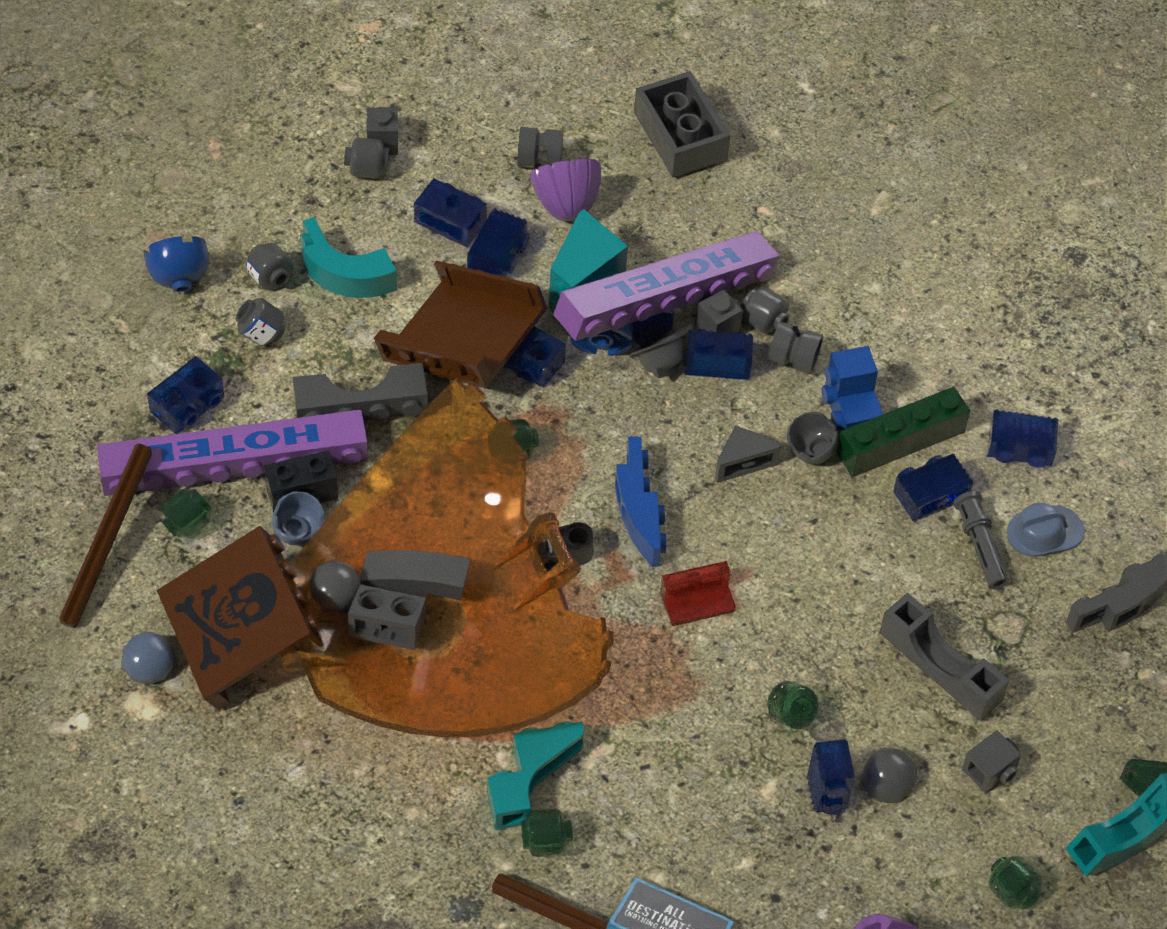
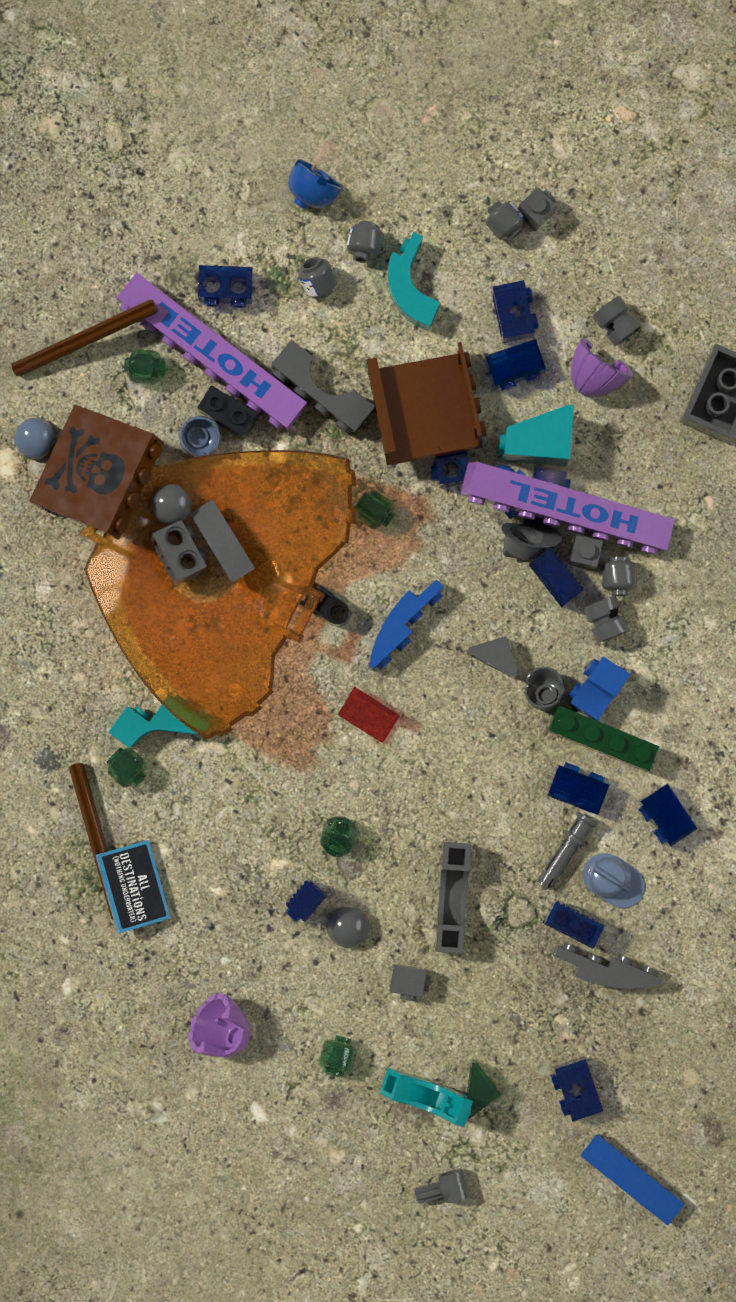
camera: 50 degrees right, 30 degrees up
(1061, 580) = (573, 924): none -> clear blue brick

